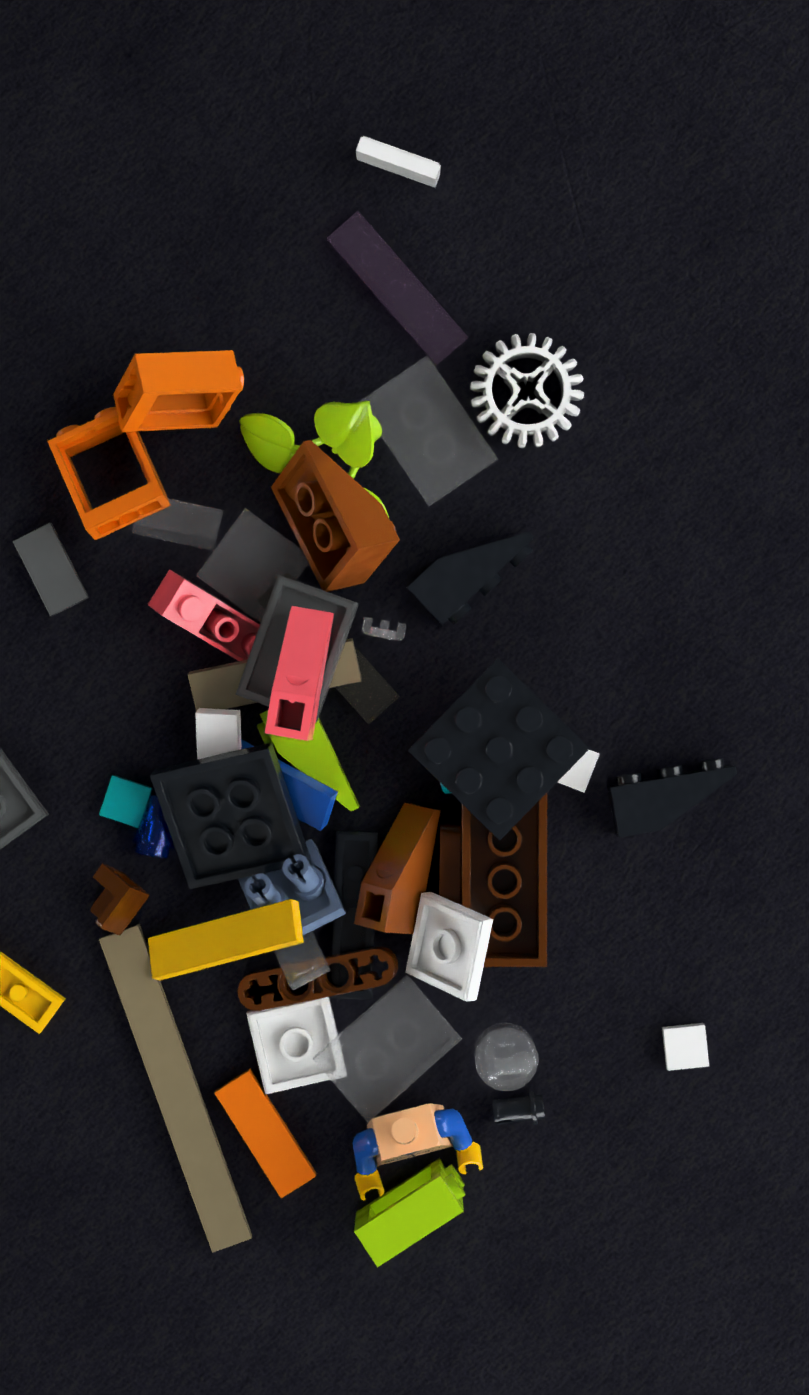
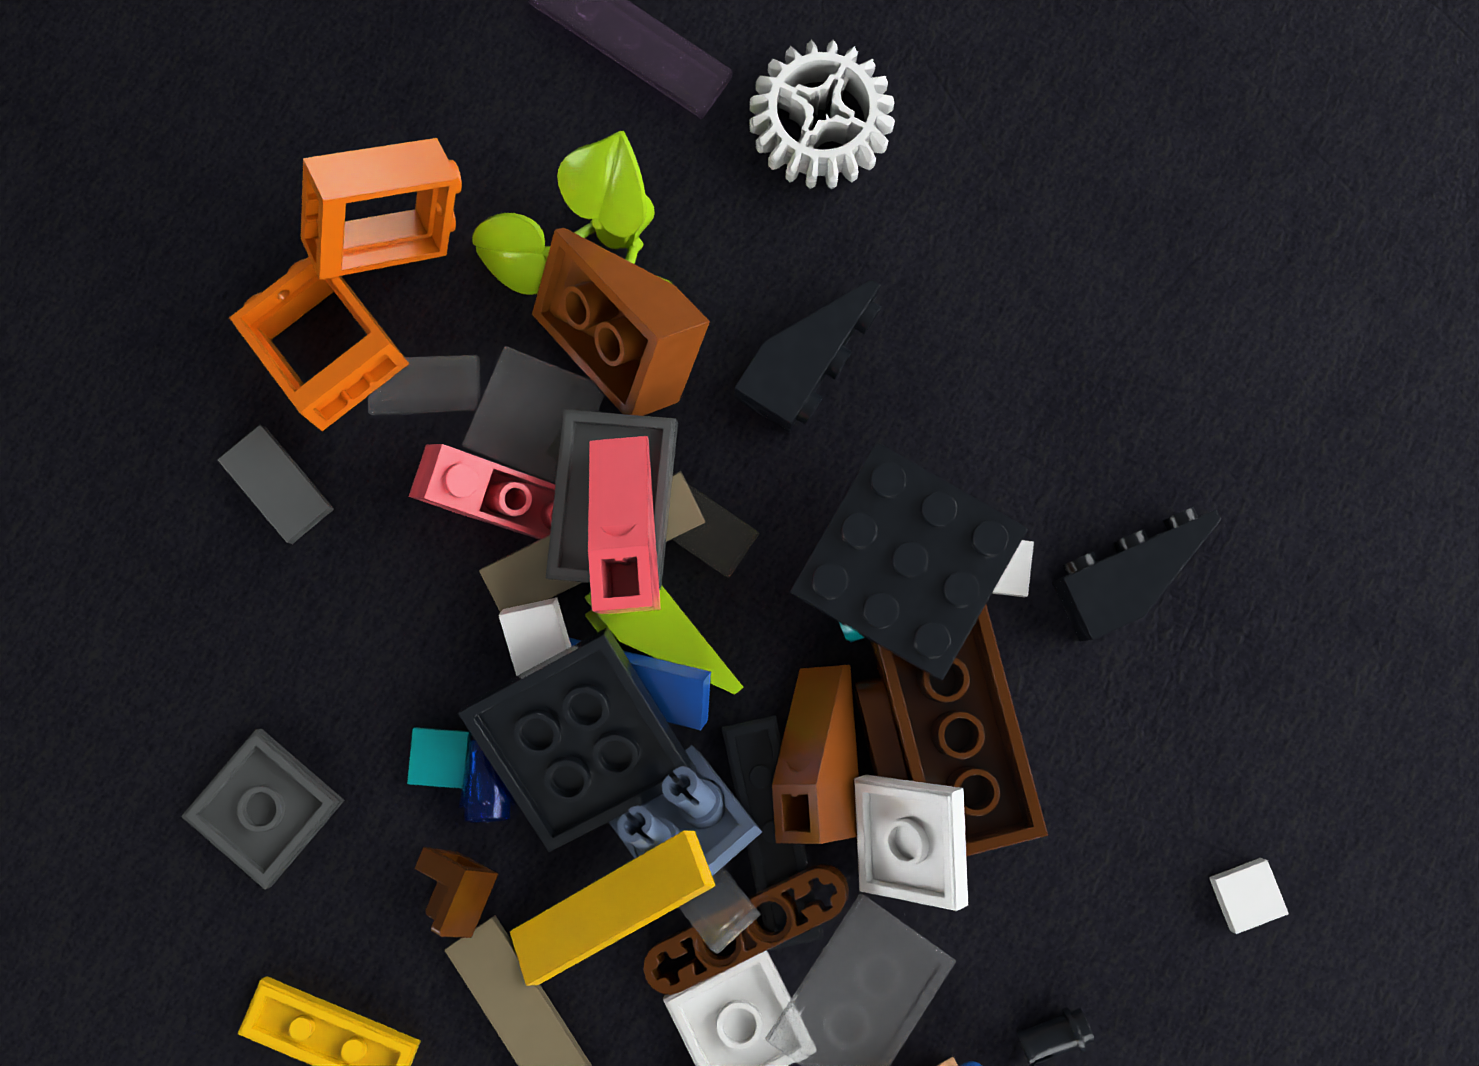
camera: 15 degrees left, 5 degrees down
(383, 631) = (718, 446): clear tile -> none
(429, 431) = (715, 198): clear tile -> none
(506, 1057) = (1021, 970): clear piece -> none

